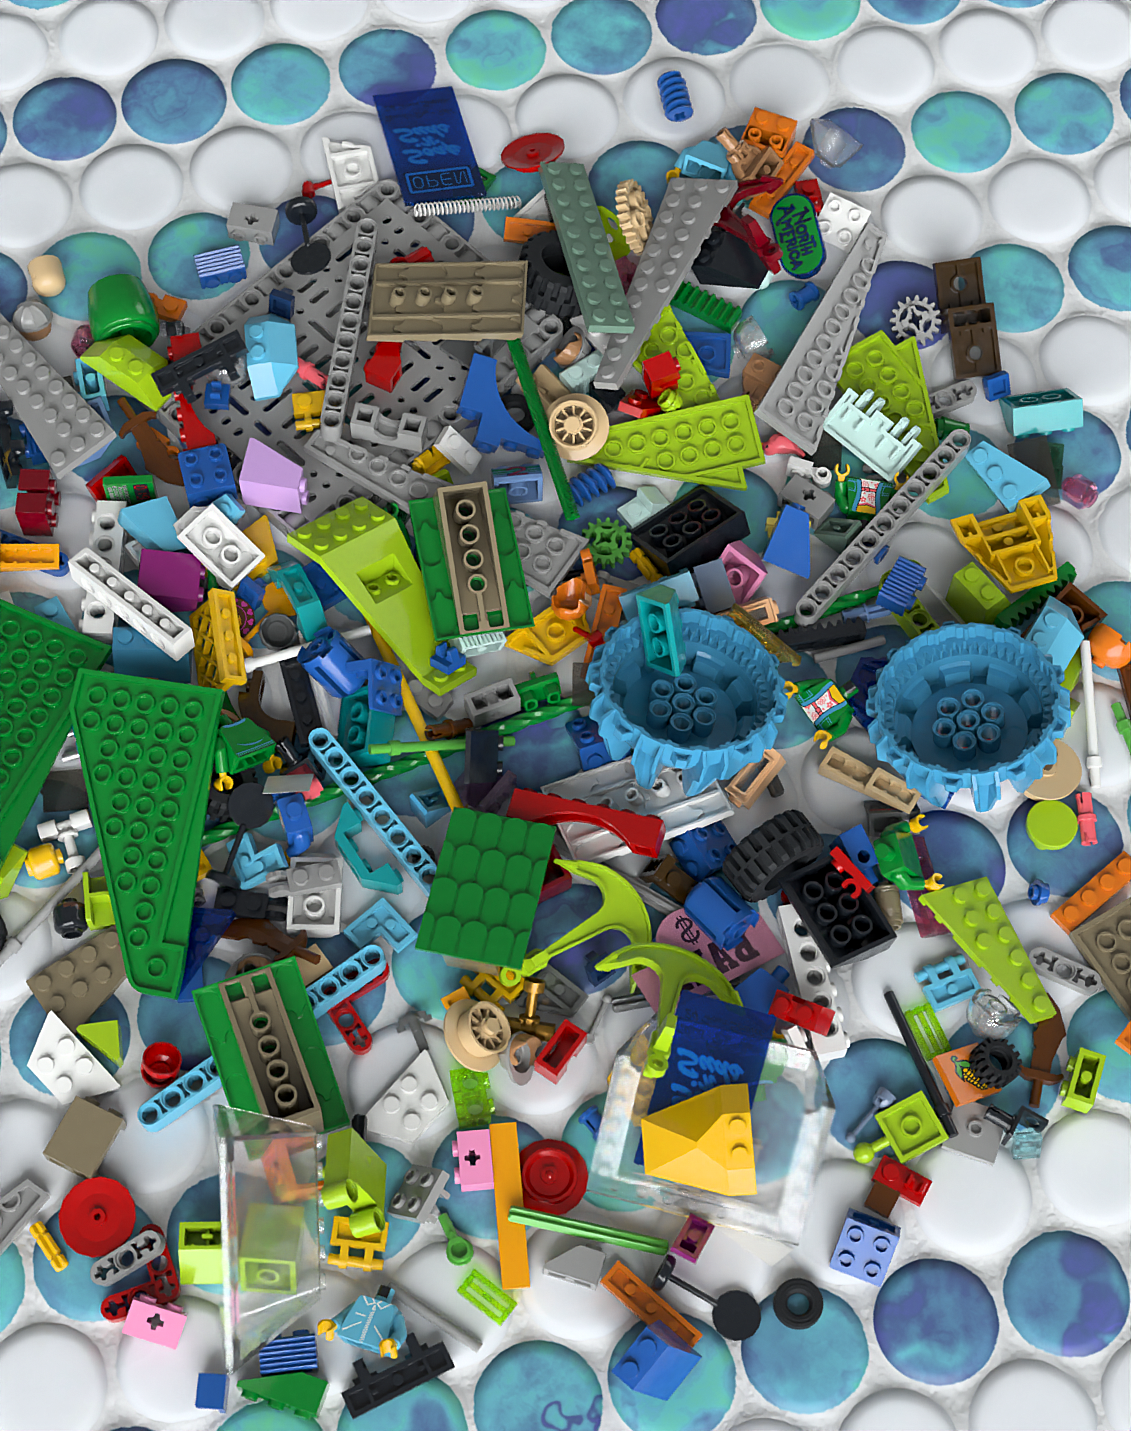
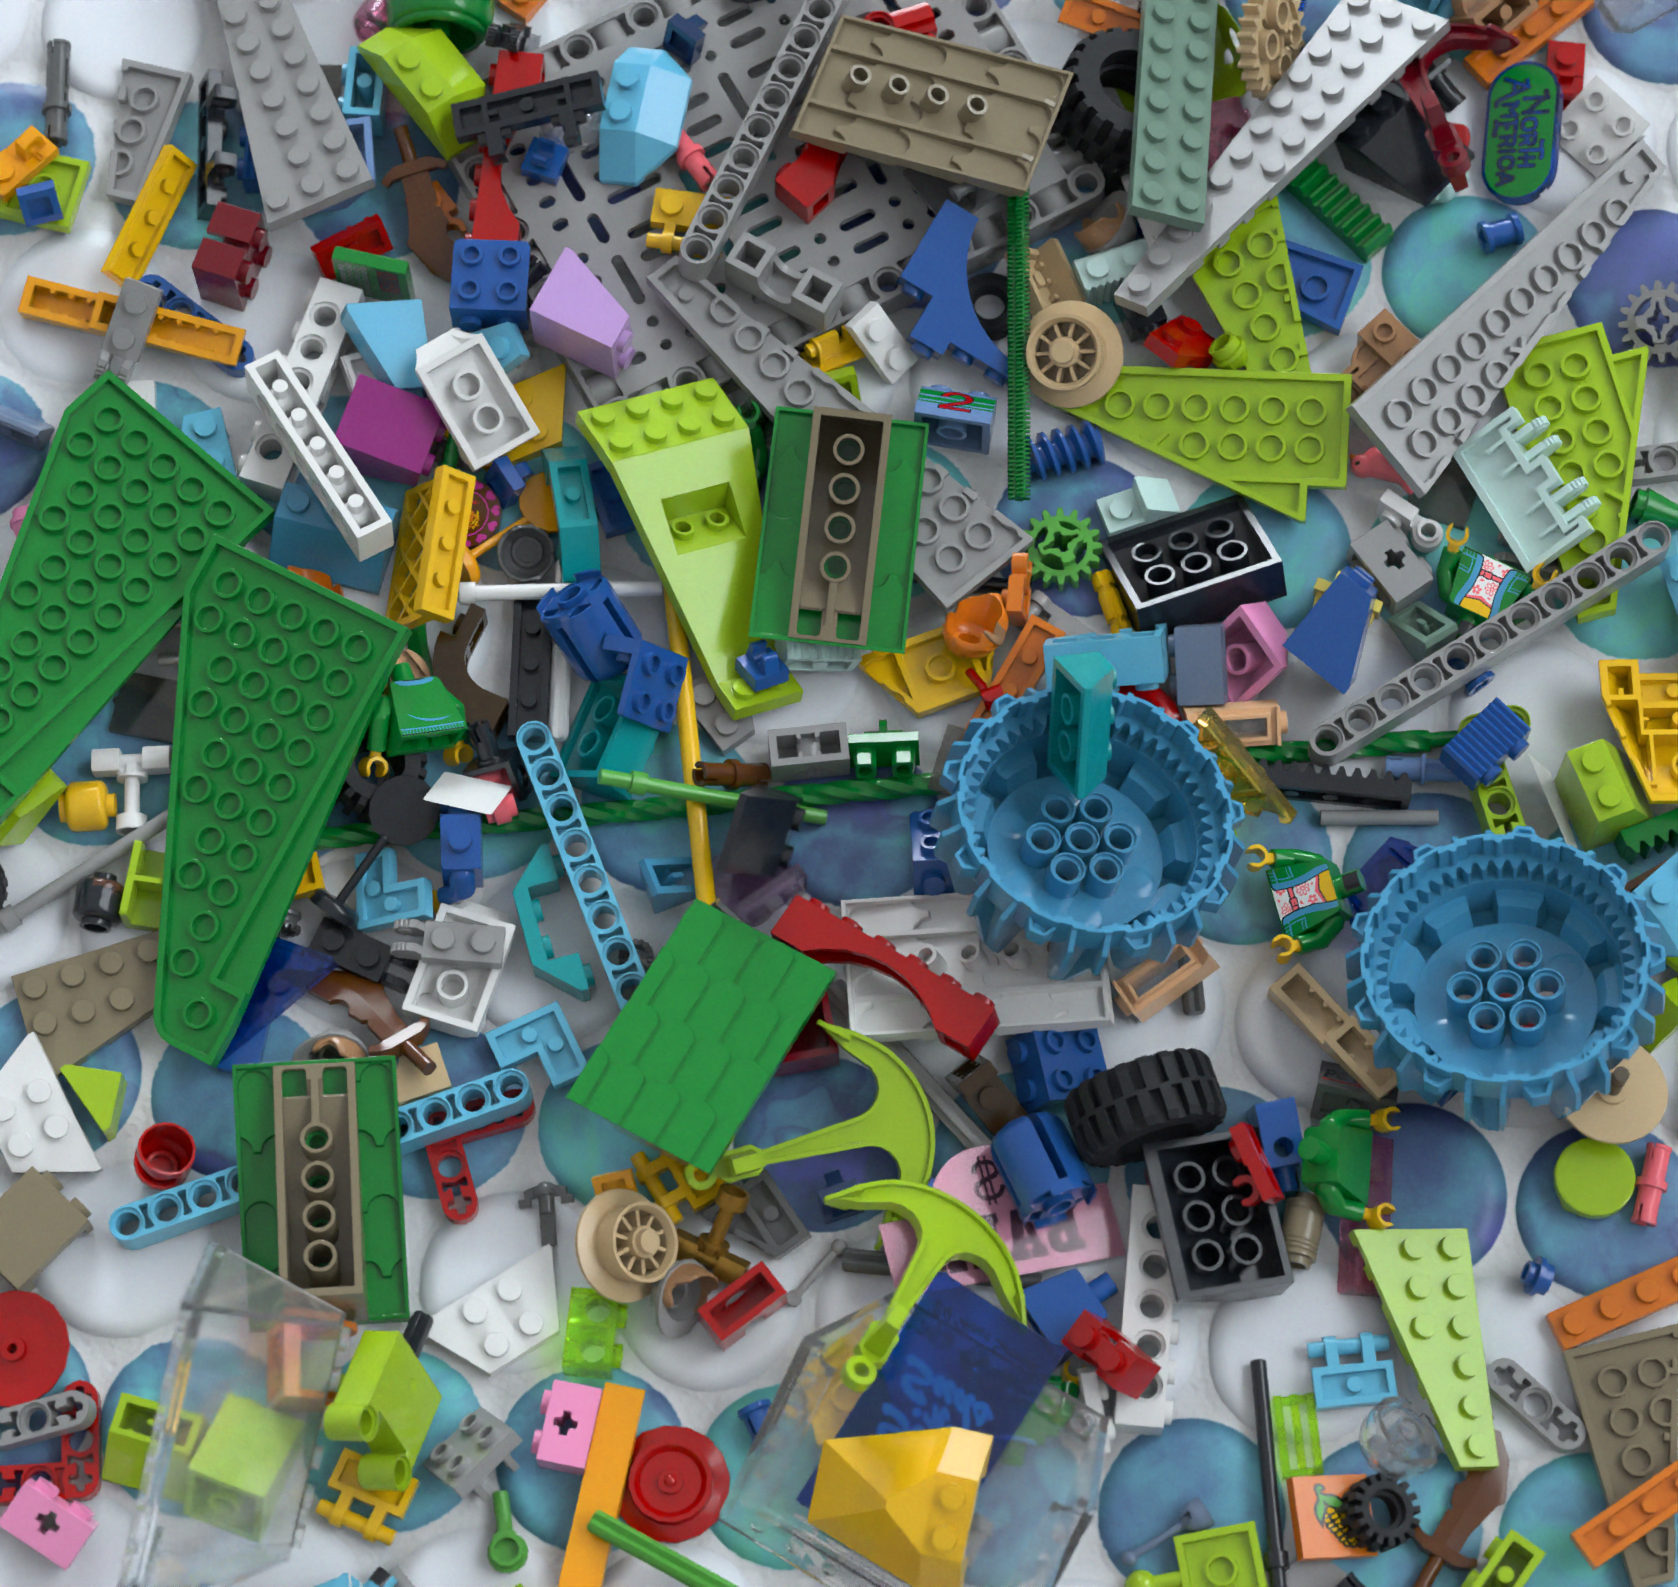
camera: 20 degrees right, 5 degrees up
(660, 373) = (1225, 307): red brick -> none
(750, 339) = (1390, 287): clear cylinder -> none

